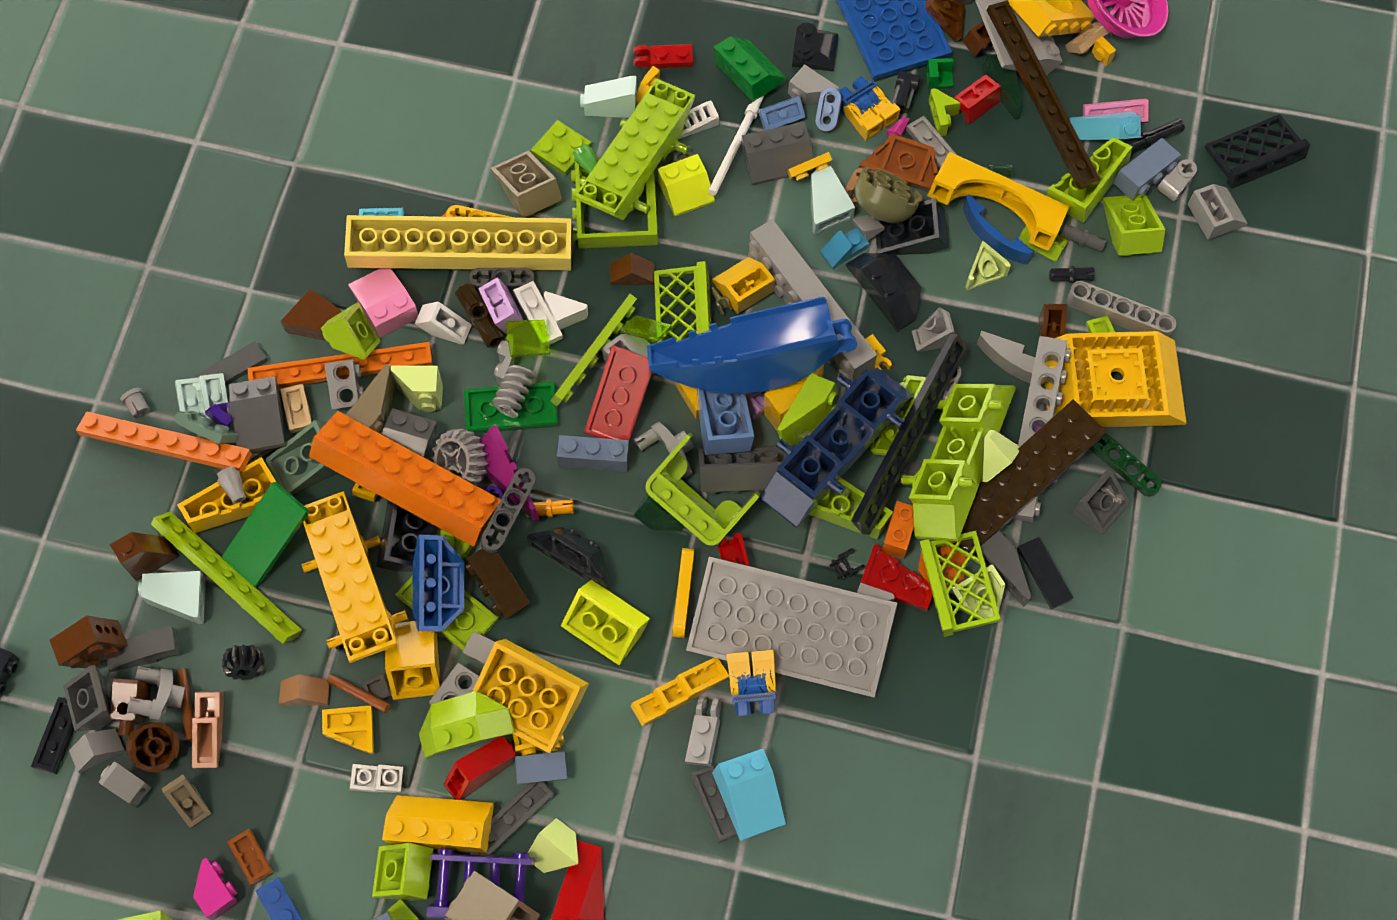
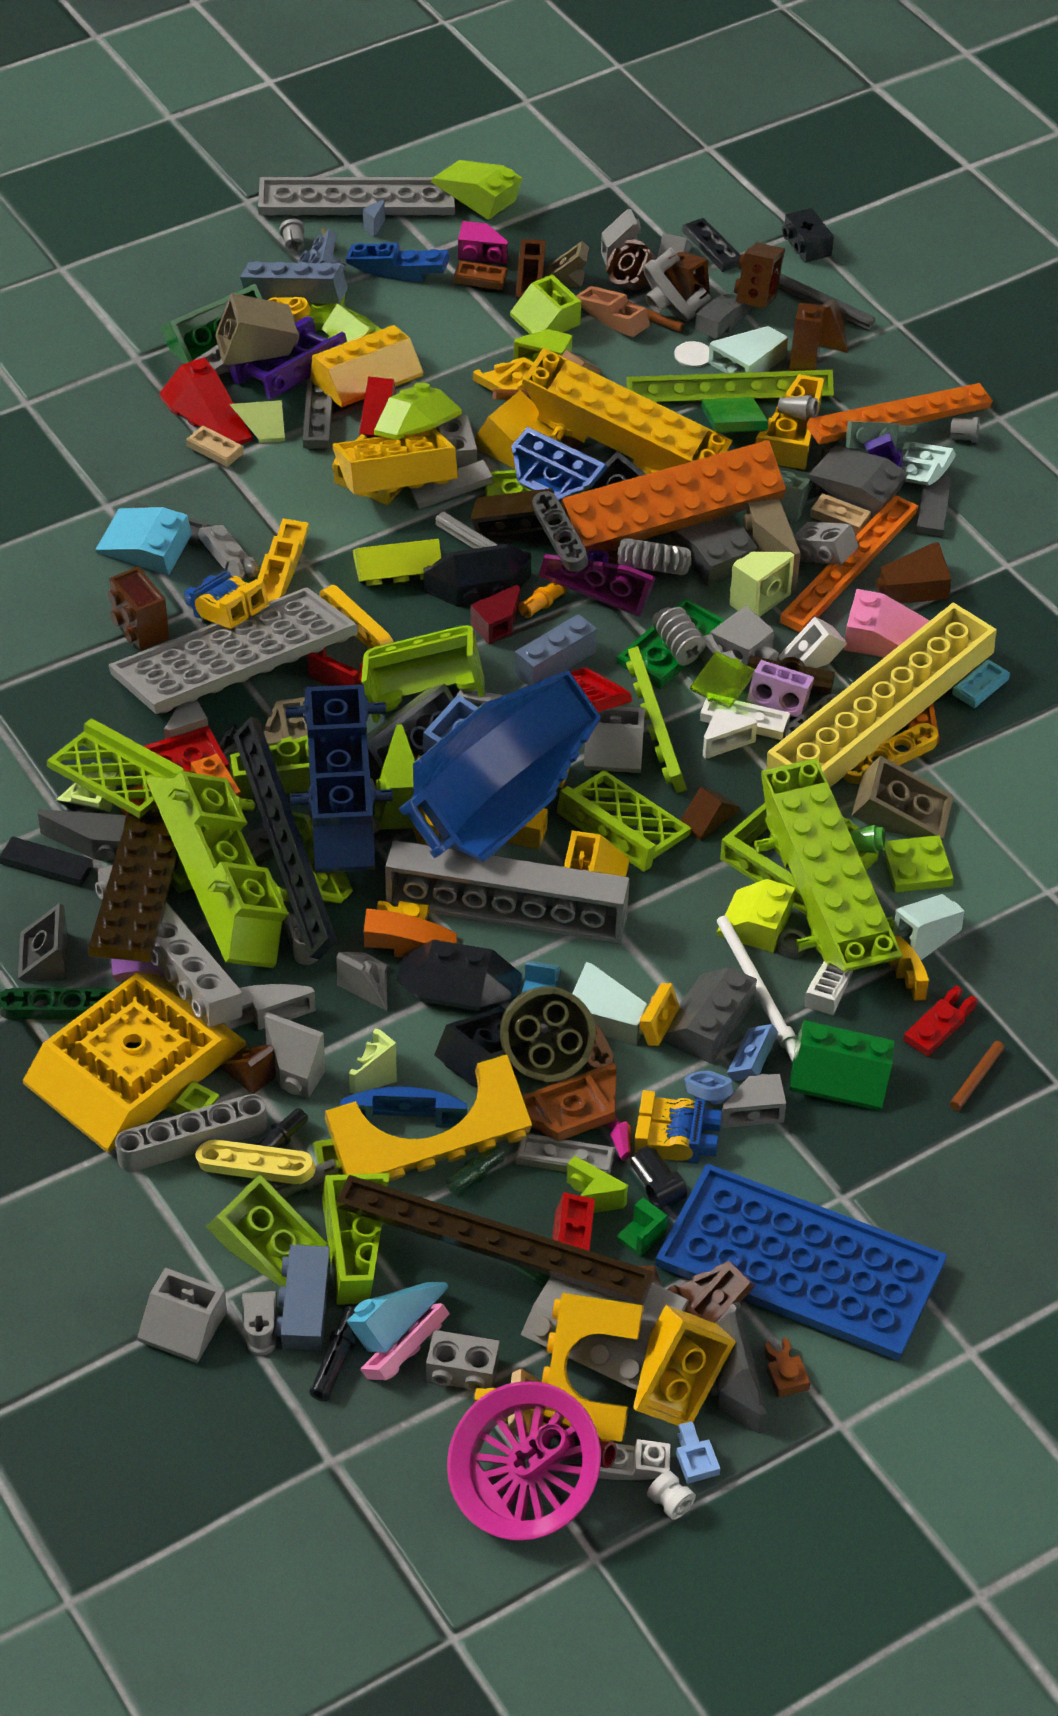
camera: 135 degrees right, 20 degrees down
(63, 590) = (817, 297): none -> dark grey axle
(88, 700) = (721, 260): dark grey slope -> none
(97, 574) = (833, 328): none -> reddish brown slope
(200, 640) = (692, 354): none -> white piece
(213, 824) = (530, 264): none -> reddish brown slope
(243, 662) = (639, 347): black gear -> none
(255, 764) = (547, 306): none -> lime slope
(297, 727) = (532, 344): none -> lime slope
(351, 332) = (866, 568): lime slope -> none
(376, 778) = (452, 369): white slope -> none
(472, 364) = (746, 636): none -> light grey torso
(536, 606) = (462, 531): none -> light grey axle
(541, 767) = (321, 447): sand blue hinge -> none
(592, 516) = (496, 615): none -> dark red slope
(614, 850) = (215, 446): none -> tan plate
(646, 328) = (631, 764): clear neon green piece -> none
(684, 16) = (977, 1075): none -> dark orange bar
(808, 546) = (280, 727): none -> dark tan wing
(814, 48) = (807, 1152): black slope -> none
(821, 711) = (138, 608): none -> reddish brown piece
(888, 332) = (401, 931): none -> orange slope
(998, 454) = (178, 866): yellowish green slope -> none
(1027, 302) = (297, 1054): none -> light grey slope
(1093, 83) = (464, 1354): none -> light grey brick
(1106, 258) = (251, 1160): none -> light yellow plate
(1268, 162) = (180, 1417): black fence -> none

